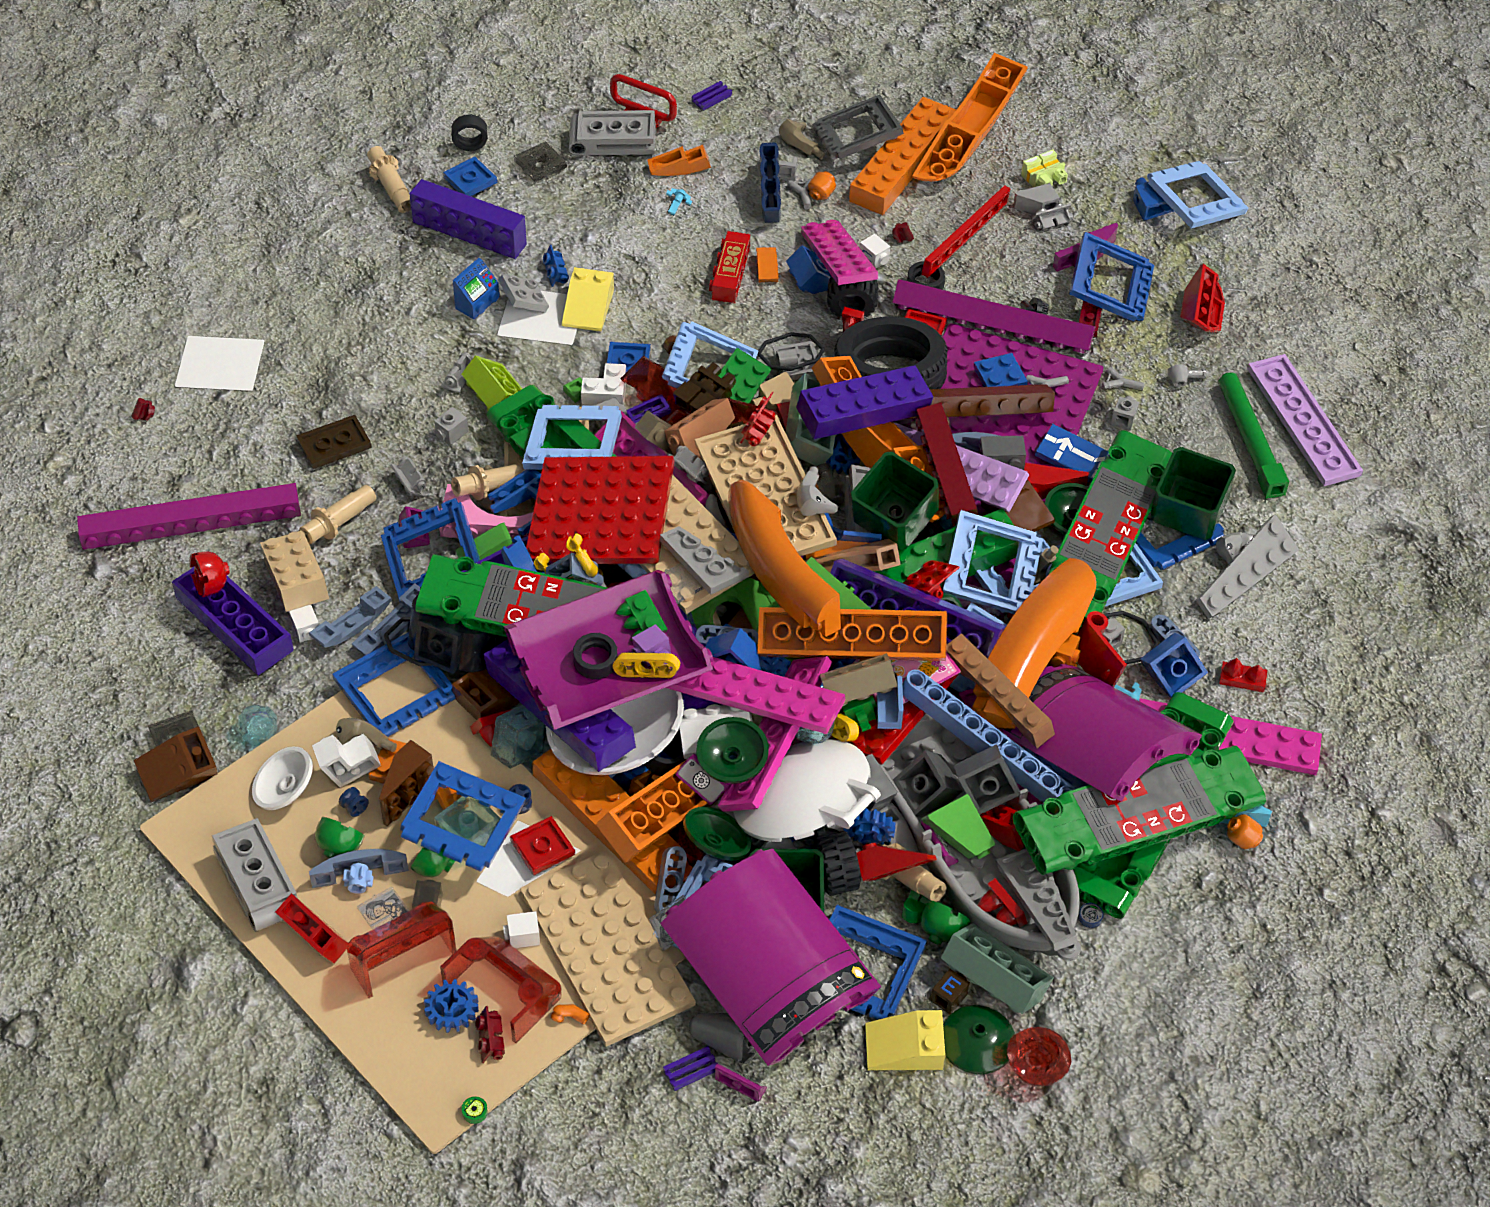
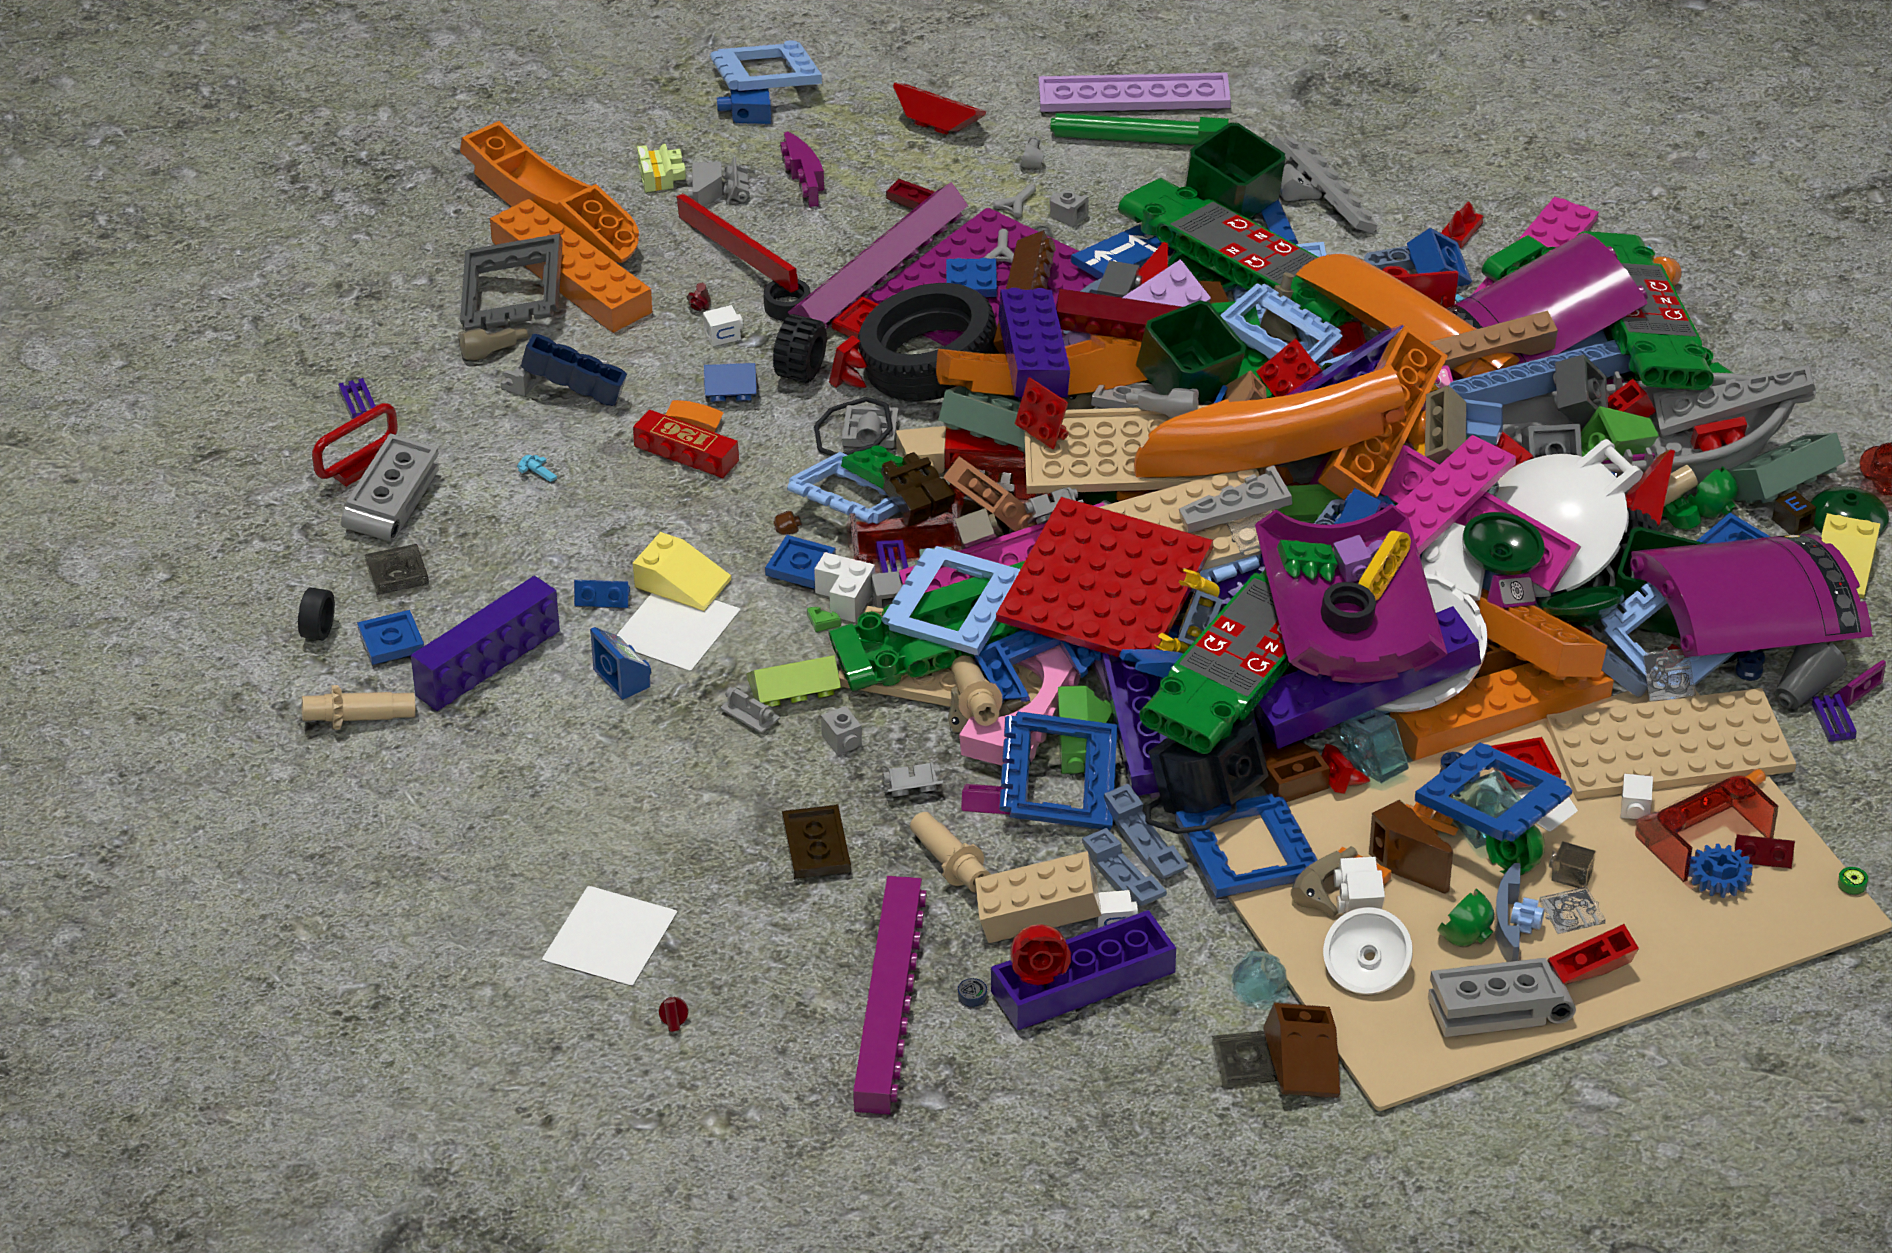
camera: 70 degrees left, 10 degrees down
(353, 801) = (1414, 904): dark blue wheel -> none
(398, 937) = (1654, 876): clear red windscreen -> none
(523, 293) = (633, 624): light grey plate -> none
(679, 162) = (471, 447): orange slope -> none
(821, 185) = (586, 339): orange head -> none
(839, 252) = (739, 334): dark pink plate -> none
(1035, 305) = (876, 227): black piece -> none
(1139, 285) = (910, 164): blue hinge -> none

